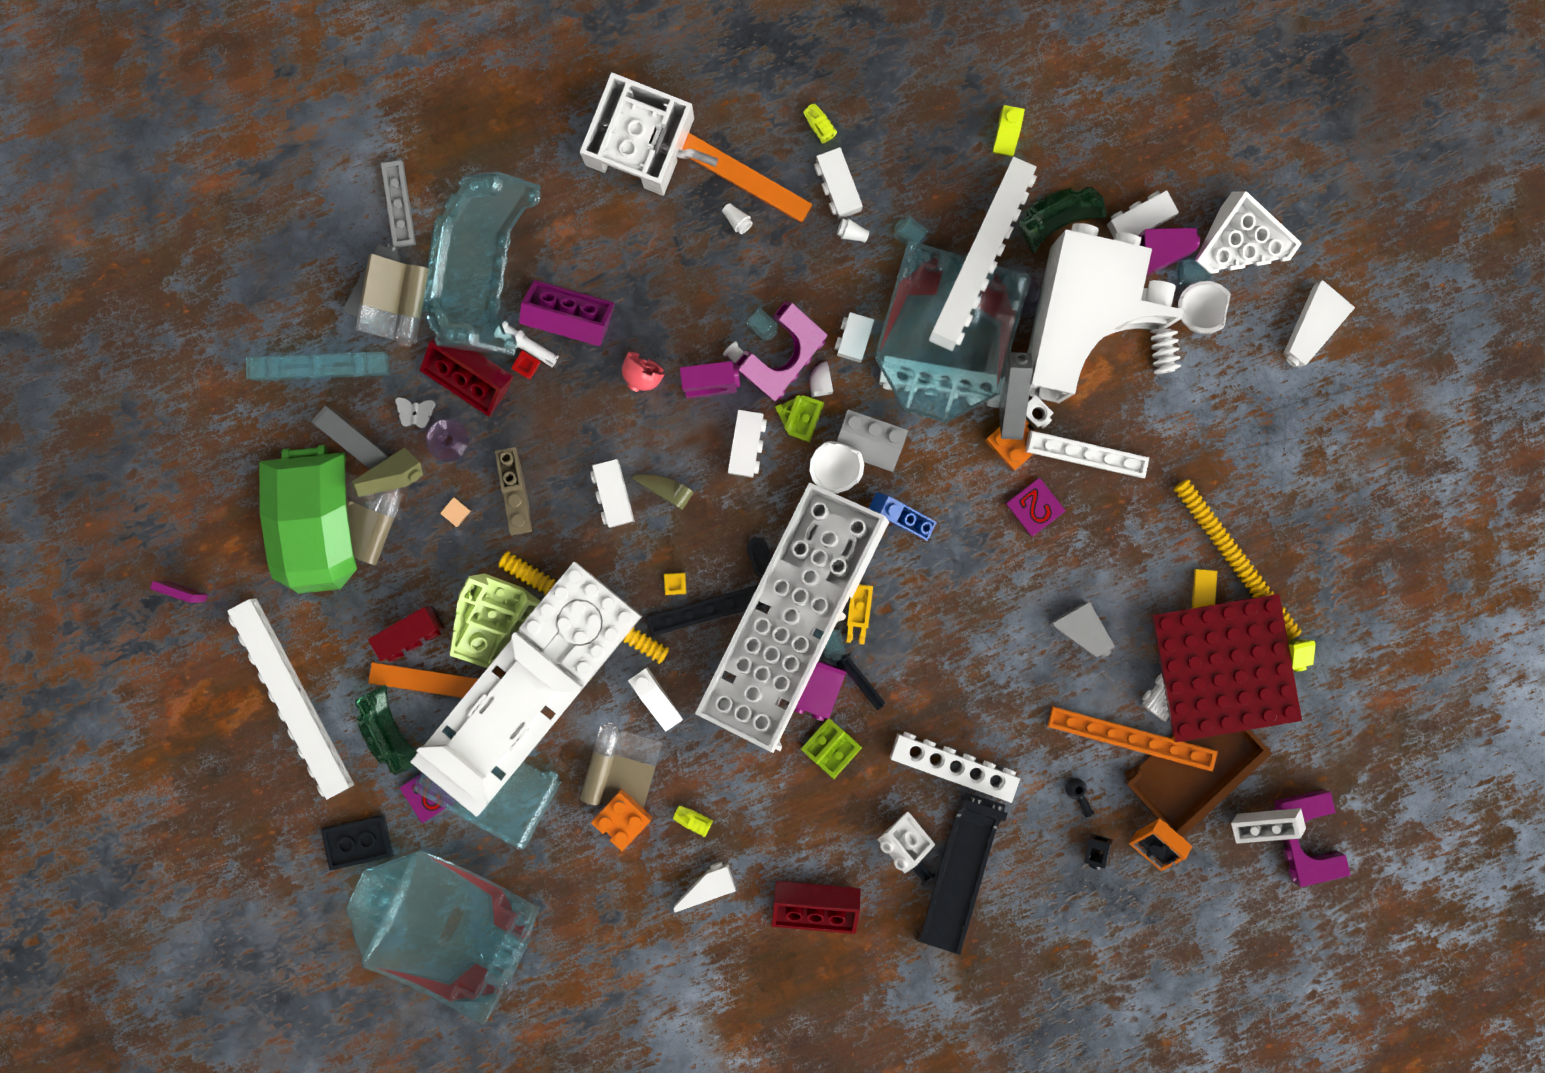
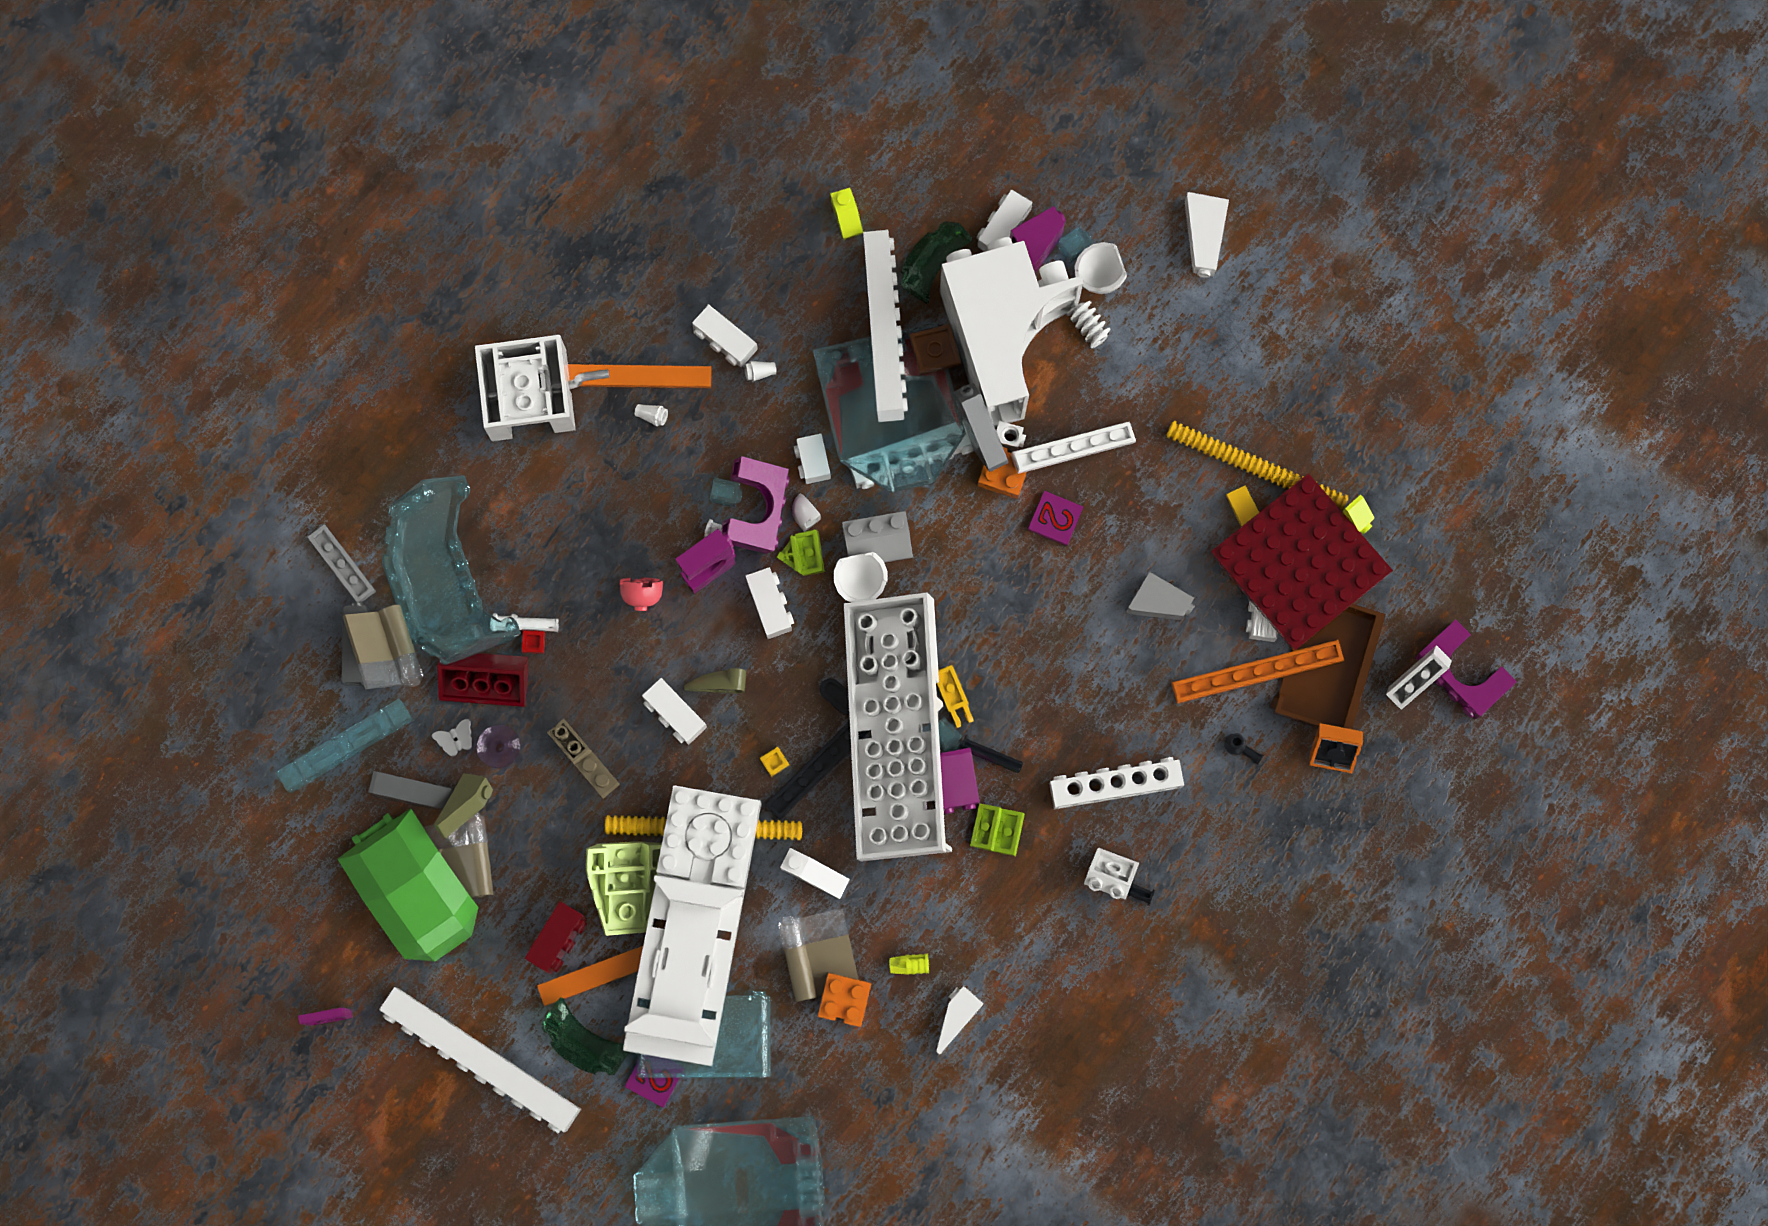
camera: 25 degrees left, 10 degrees down
(357, 842) = (612, 1160): black tile -> none
(455, 512) = (540, 807): light nougat tile -> none
(566, 313) = (545, 577): magenta slope -> none
(816, 907) = (1065, 980): dark red slope -> none
(819, 123) = (679, 295): neon yellow hinge -> none
(903, 516) = (945, 588): blue slope -> none
(909, 230) = (808, 341): clear light blue brick -> none
(961, 873) = (1176, 875): black panel -> none
(1015, 301) = (935, 349): none -> reddish brown plate
(1100, 843) = (1286, 796): black brick -> none
(1245, 236) = (1100, 191): white slope -> none

